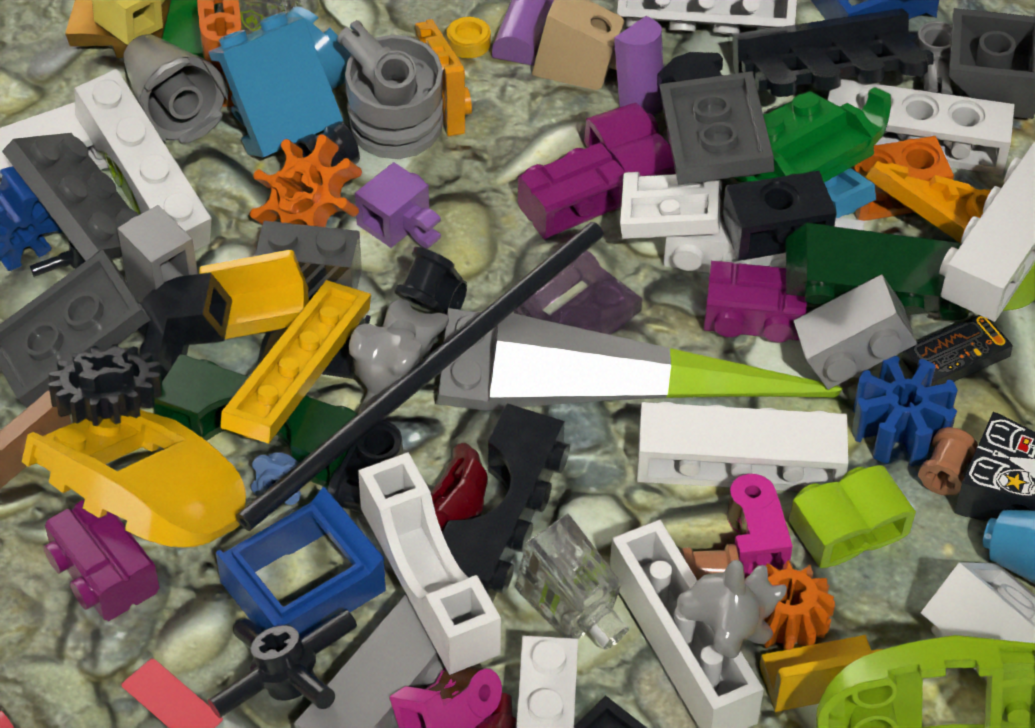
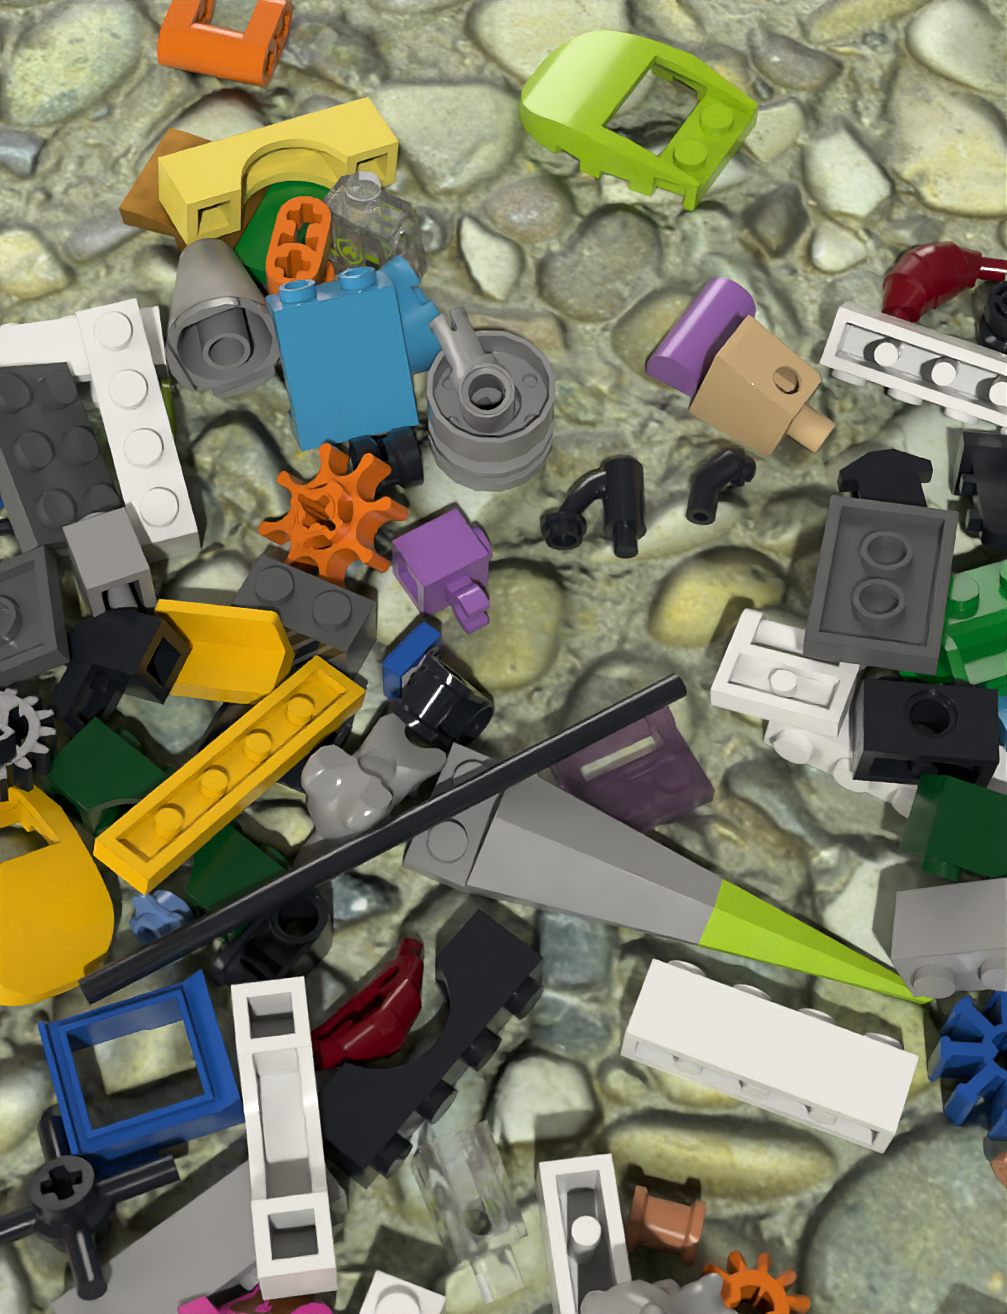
camera: 15 degrees right, 10 degrees up
(394, 269) = (406, 662): none -> blue tile
(455, 94) = (574, 387): light orange wing -> none
(469, 37) = (624, 337): yellow tile -> none
(509, 139) = (624, 510): none -> black plant
(563, 112) = (708, 479): none -> black arm
(571, 190) = (675, 602): magenta brick -> none
(631, 140) = (772, 559): magenta brick -> none
(638, 64) = (818, 448): medium lavender brick -> none
(751, 302) = (854, 838): magenta brick -> none
(759, 520) = (755, 1167): dark pink leg -> none
(851, 515) = (878, 1200): lime brick -> none

